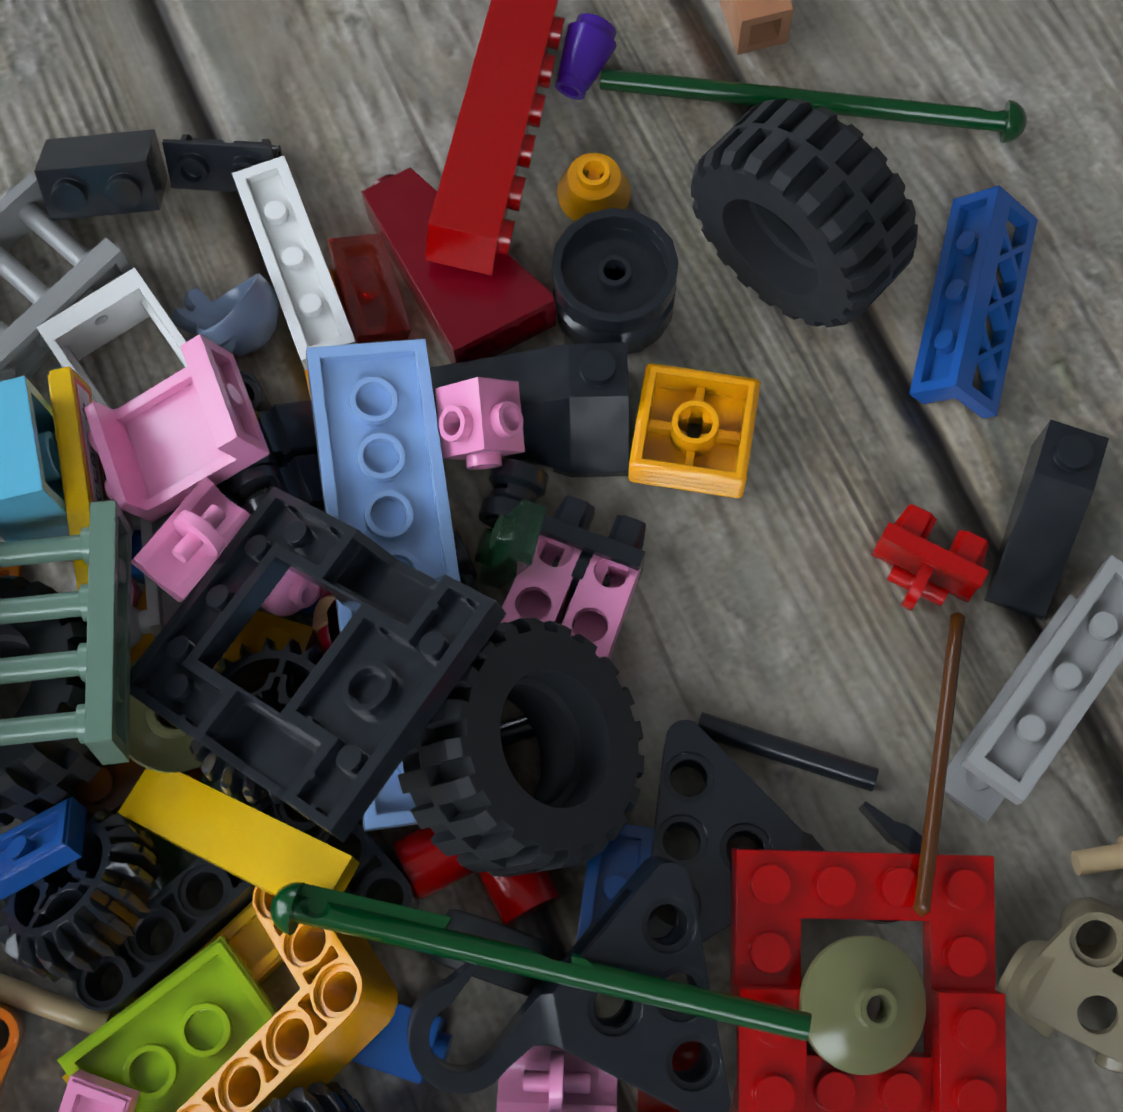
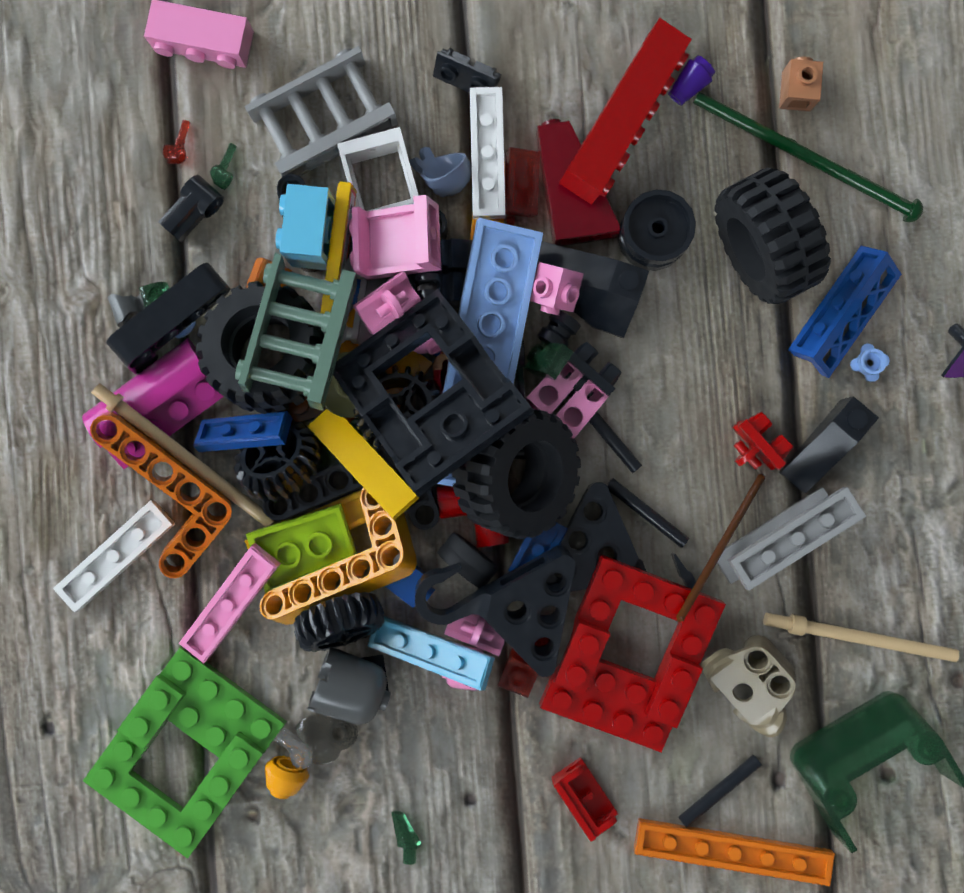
camera: 20 degrees right, 15 degrees up
(101, 174) = (397, 59): black brick -> none
(429, 934) = (442, 547): dark green bar -> none
(592, 185) = (661, 173): light orange cone -> none
(681, 651) = (615, 442): none -> black bar
(684, 396) = (686, 323): light orange brick -> none
(838, 994) = (627, 639): olive dish -> none
(1059, 354) = (878, 359): none -> light blue plate

